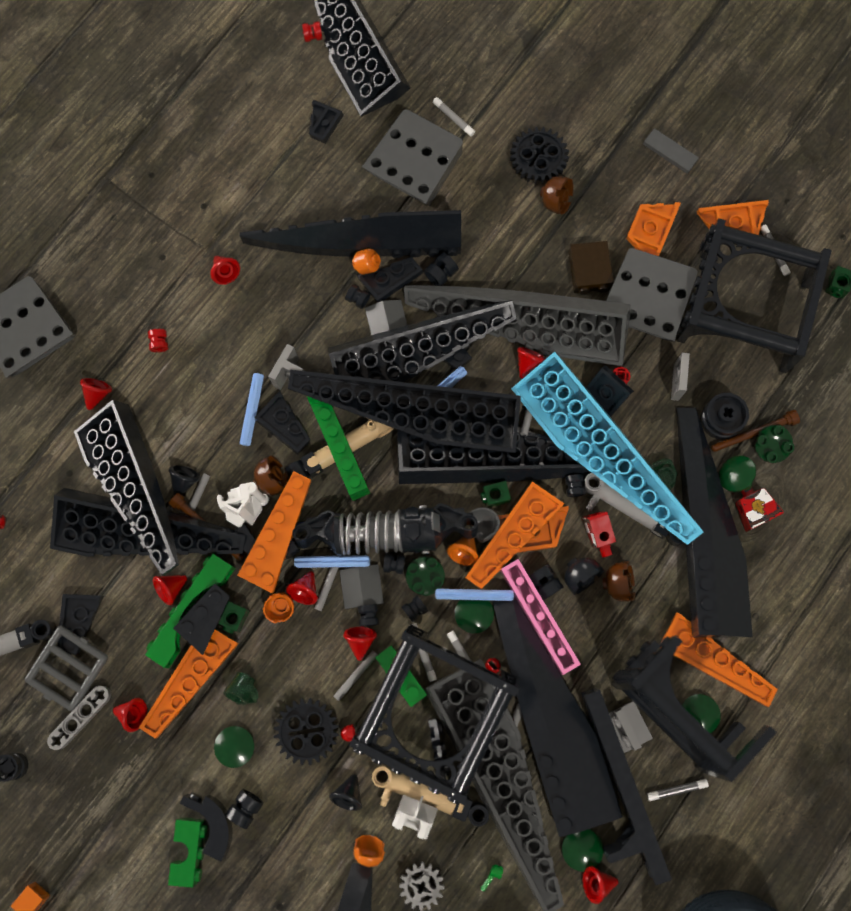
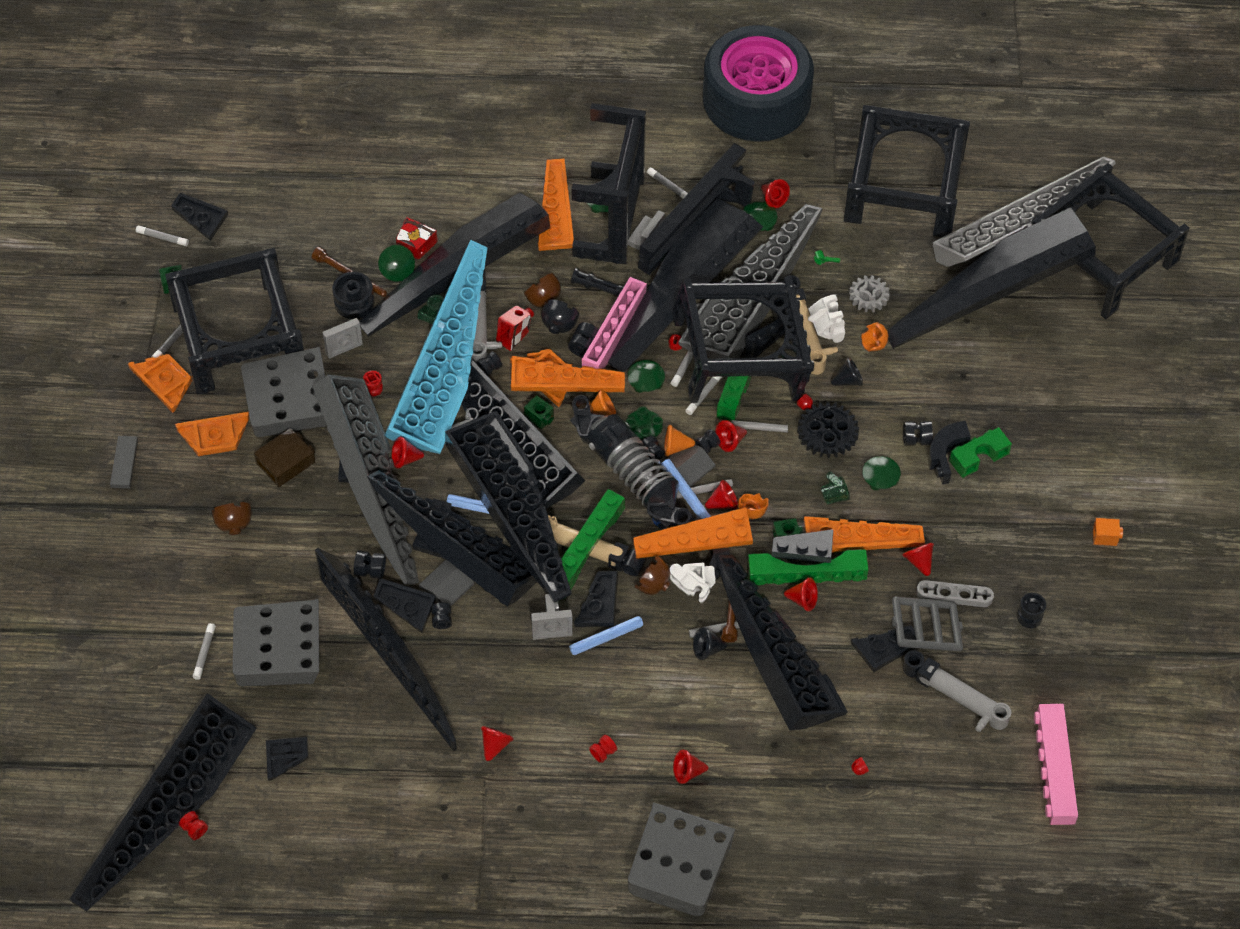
camera: 130 degrees left, 20 degrees down
(122, 464) = (733, 693): black wedge -> none
(366, 261) = (405, 623): orange head -> none
(385, 588) = (676, 441): none -> orange hat
(414, 608) = (678, 415): black wheel -> none
(474, 594) = (632, 380): light blue axle -> none
(487, 523) = (565, 399): dark grey helmet -> none
(525, 146) = (199, 556): black gear -> none
(608, 634) = (591, 281): none -> black pin
(609, 390) = (391, 379): black hinge -> none
(774, 443) = (351, 255): dark green dish -> none

